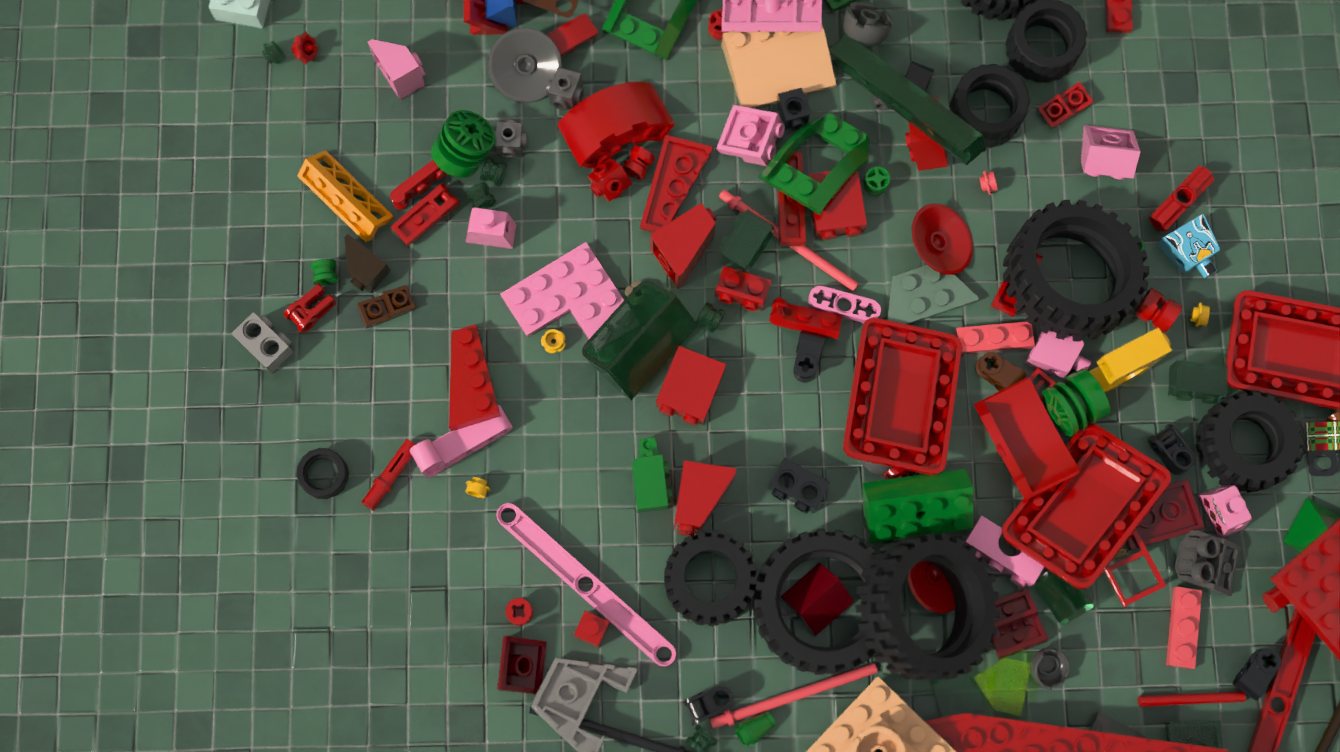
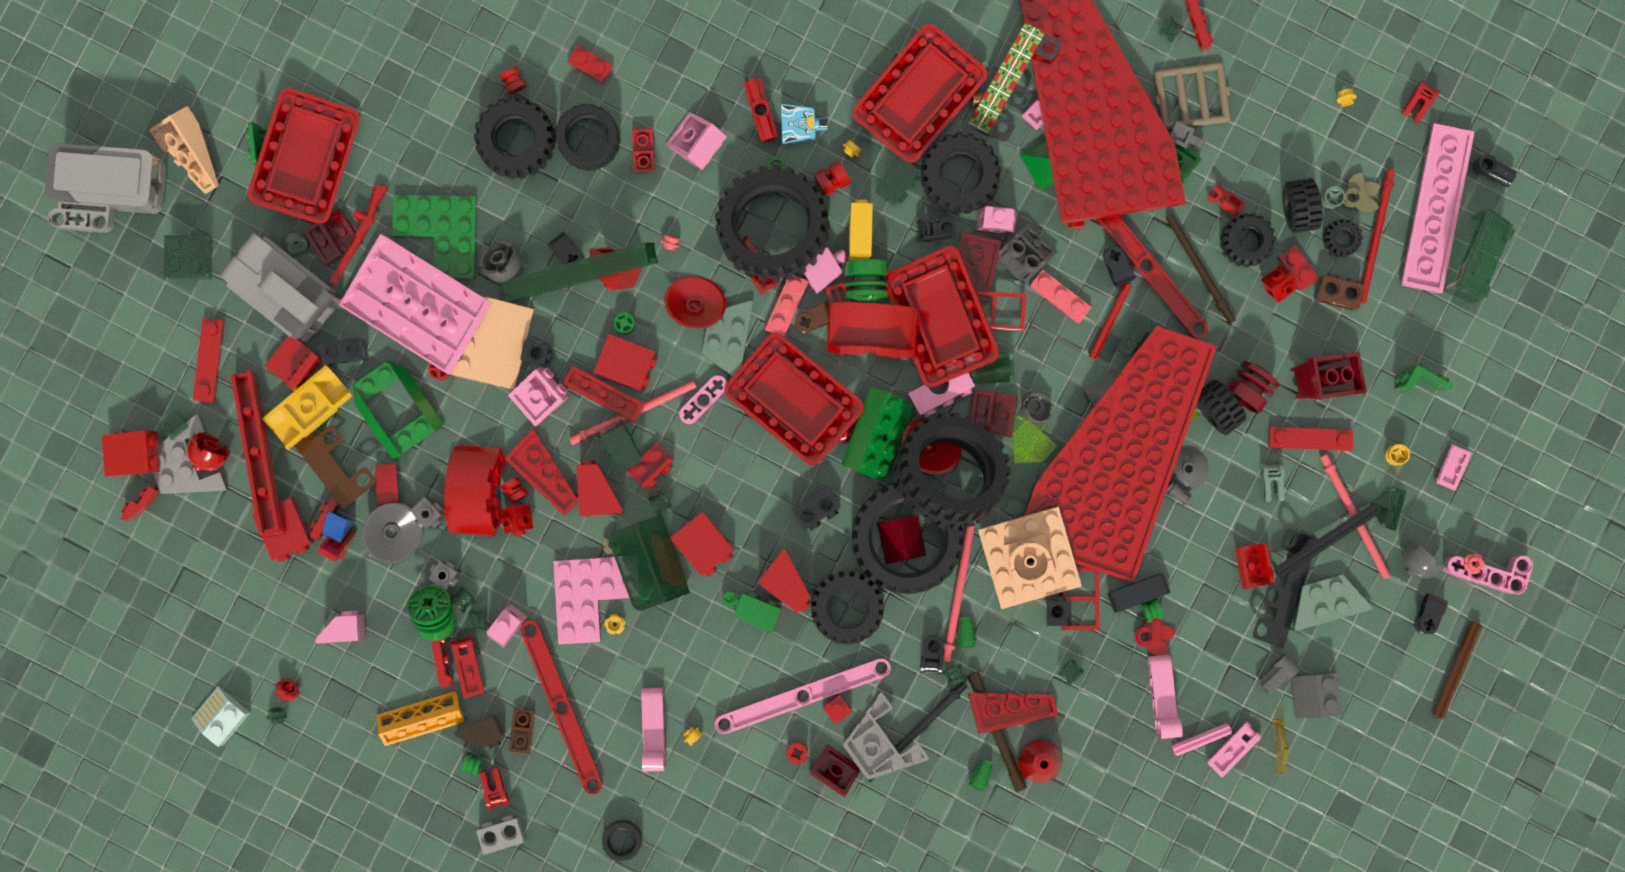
camera: 60 degrees left, 10 degrees up
(388, 476) = (651, 797): red pin -> none
(422, 347) = (566, 721): none -> red beam
(470, 381) = (615, 701): red wing -> none
(802, 187) = (599, 384): green wedge -> none
(805, 319) = (699, 434): red plate -> none
(808, 353) = (724, 445): black piece -> none
(1003, 82) = (614, 184): black tyre -> none

